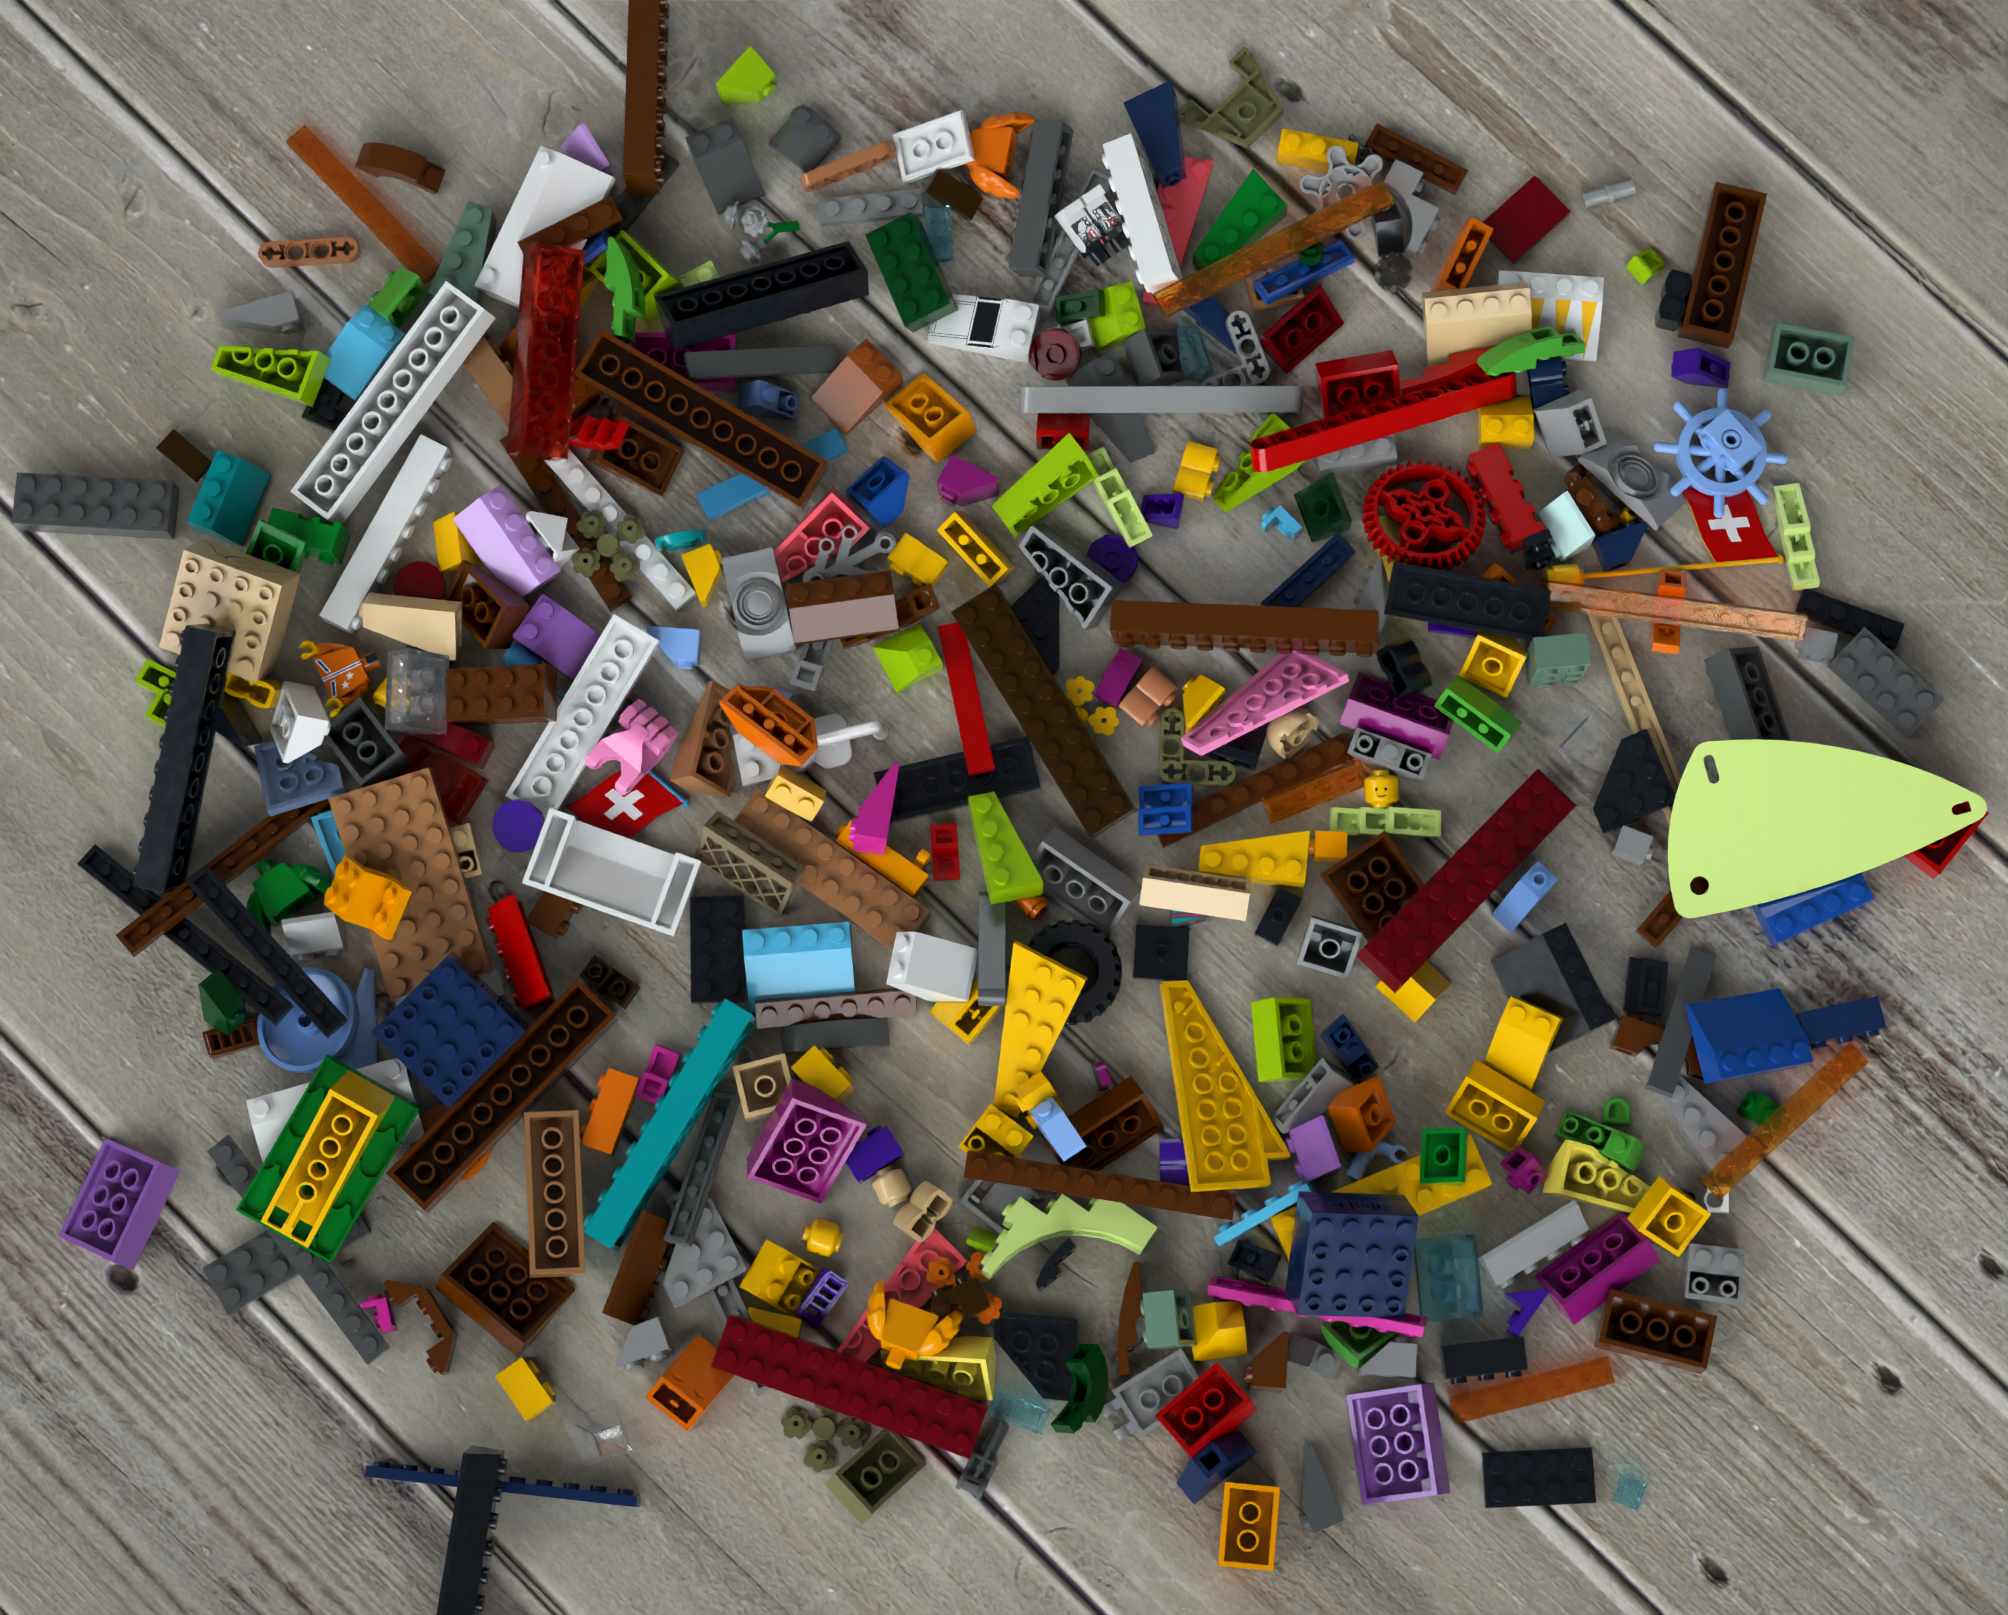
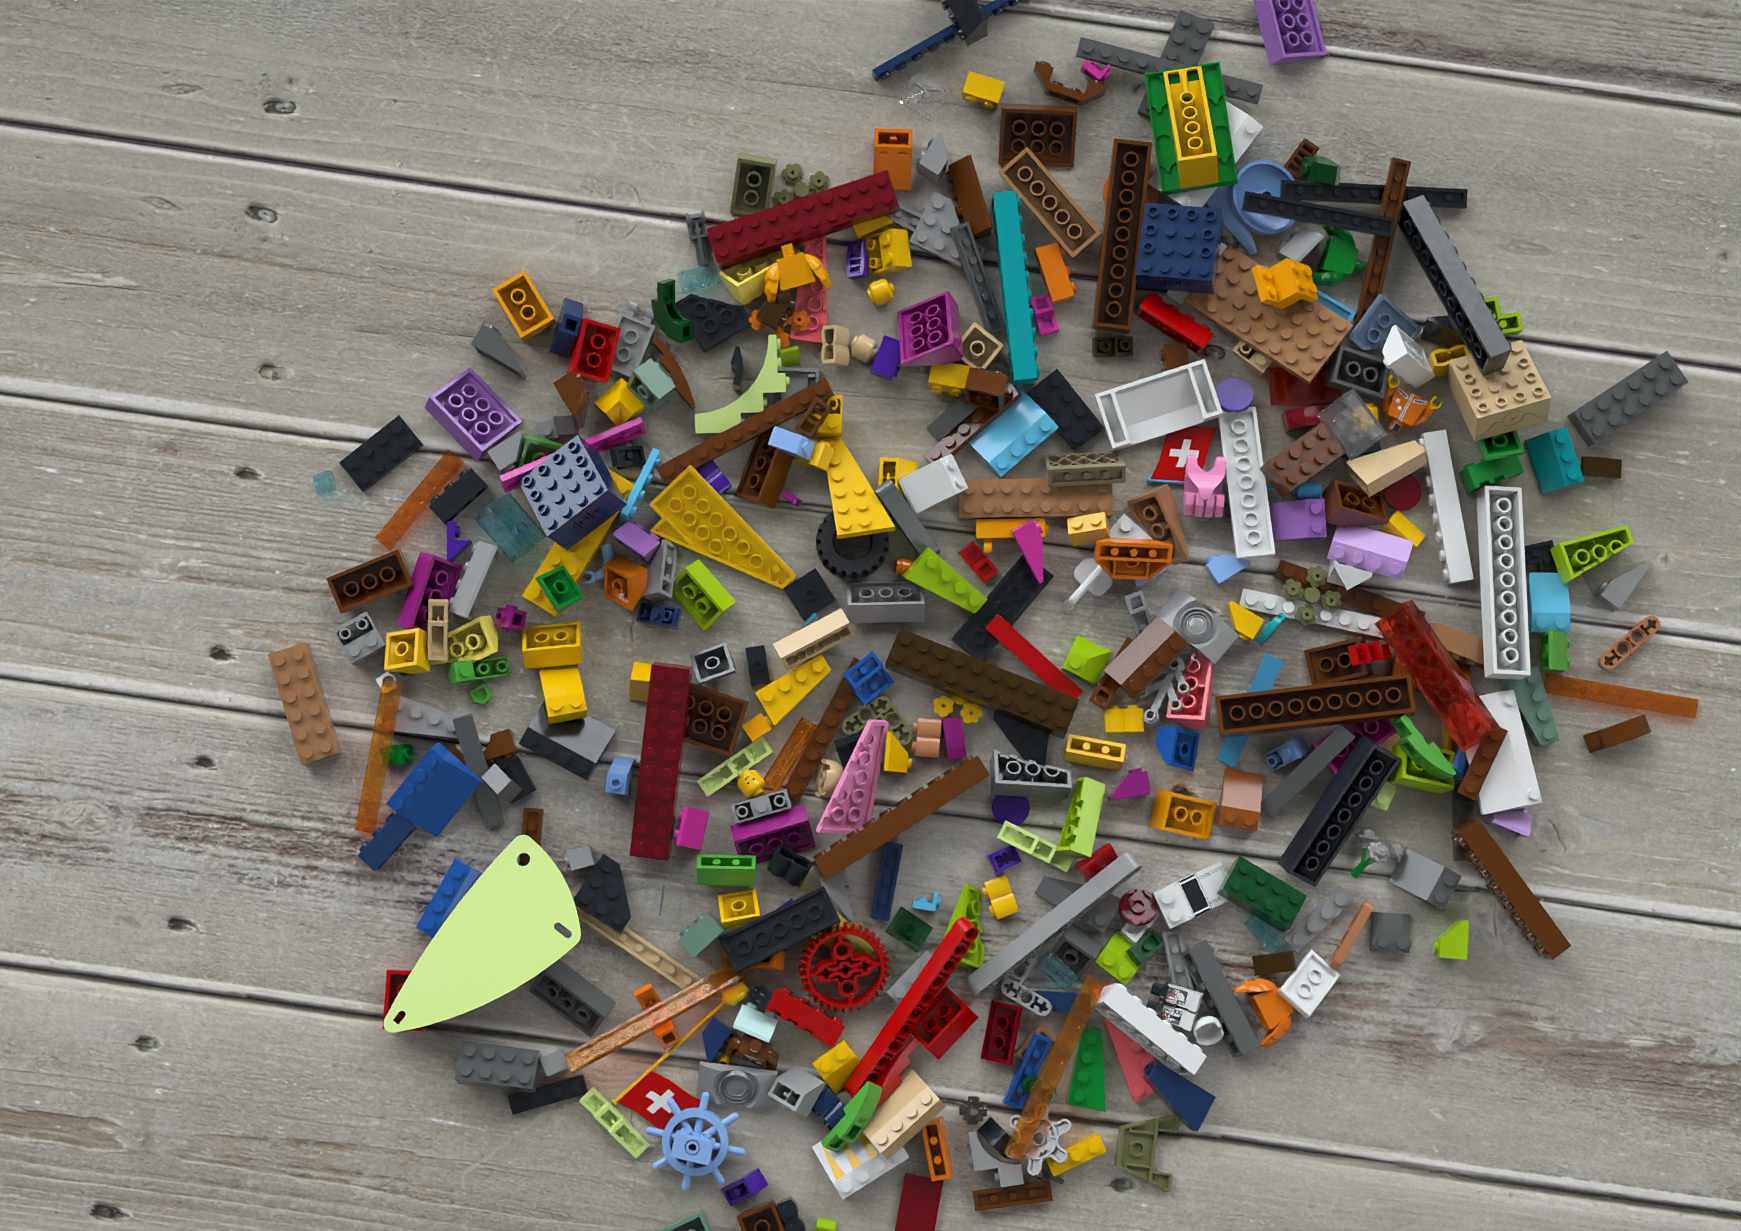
camera: 130 degrees right, 5 degrees up
(790, 1029) = (986, 388): none -> reddish brown brick
(1031, 1130) = (803, 421): none -> reddish brown slope
(1079, 174) = (1208, 1030): none -> white hair
(1480, 789) = (691, 828): none -> dark pink slope
(1616, 1215) = (438, 629): none -> tan slope
(1665, 989) = (501, 783): none -> slope
(1829, 1245) = (305, 704): none -> medium nougat brick

